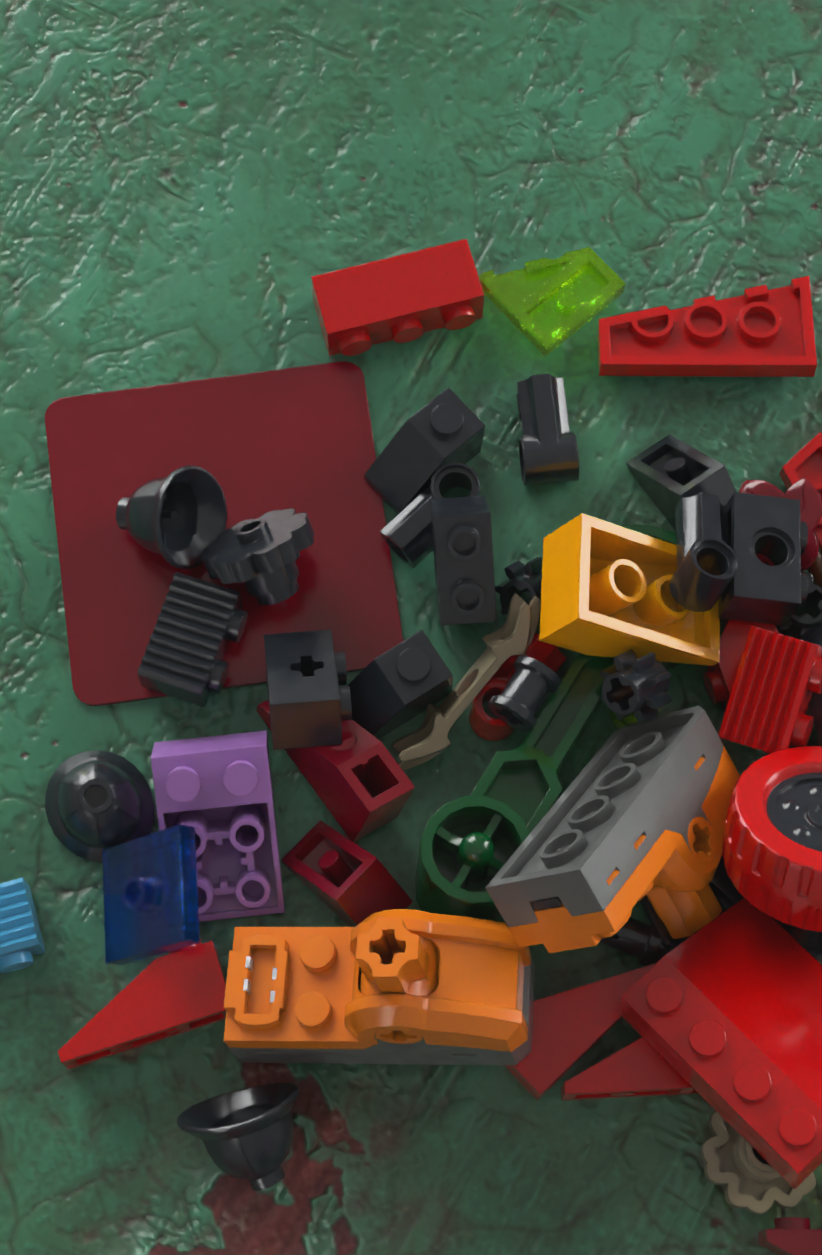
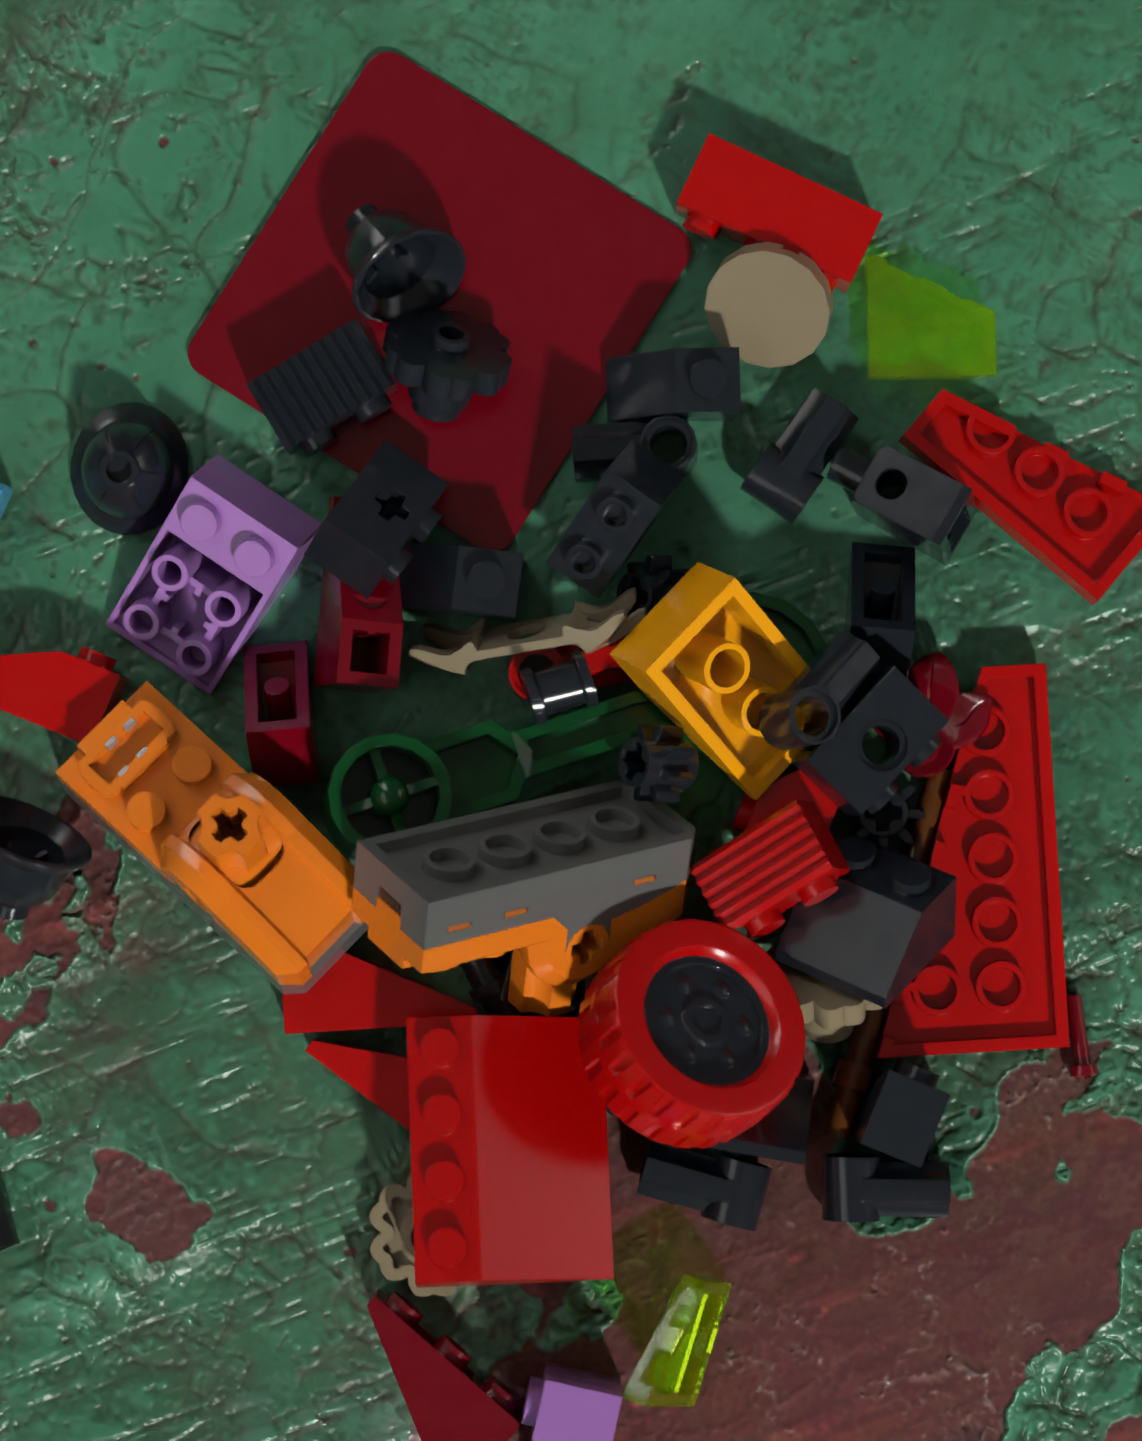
camera: 40 degrees right, 15 degrees up
(150, 895) = (99, 592): clear blue plate -> none
(440, 349) = (769, 304): none -> dark tan tile
(640, 399) = (926, 516): none -> black torso

